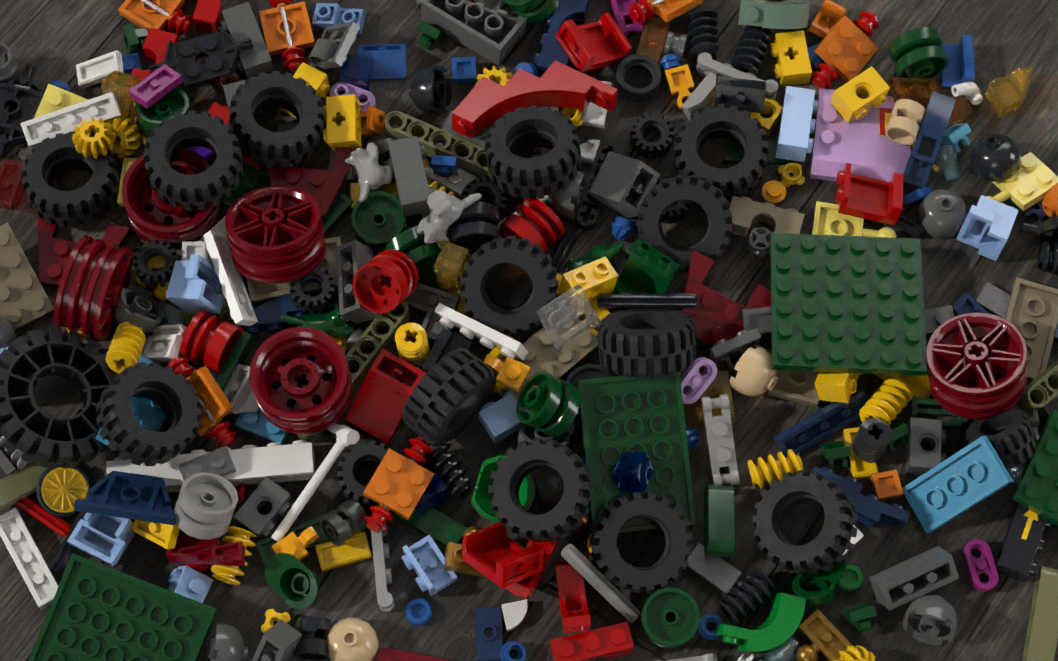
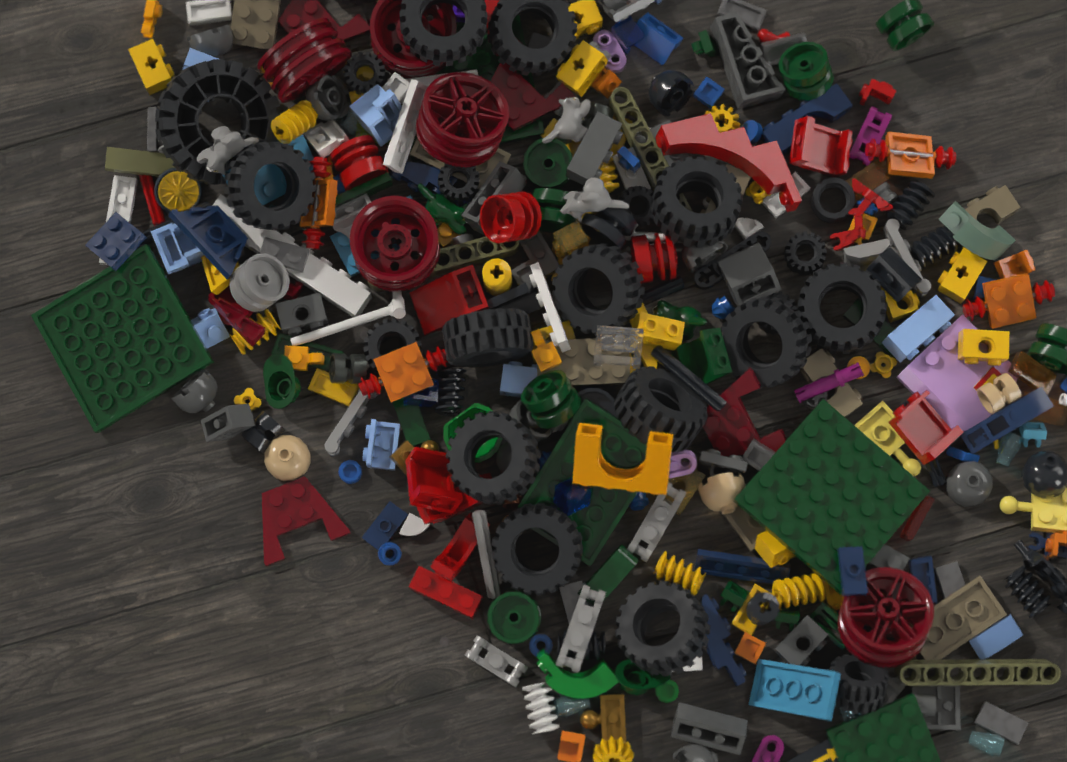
camera: 40 degrees right, 10 degrees up
(41, 574) = (115, 241): none -> dark blue plate
(81, 411) = (226, 146): none -> light grey animal
(669, 48) = (848, 237): none -> red piece
(687, 400) = (594, 470): none -> light orange arch
(736, 579) = (580, 628): none -> light grey plate
(768, 208) = (829, 382): none -> magenta pin
(860, 615) = (650, 722): dark green tile -> none
(920, 345) = (852, 571): none -> dark blue plate
(929, 276) = (916, 519): none -> clear red tile
(988, 226) = (991, 521): light blue plate -> none

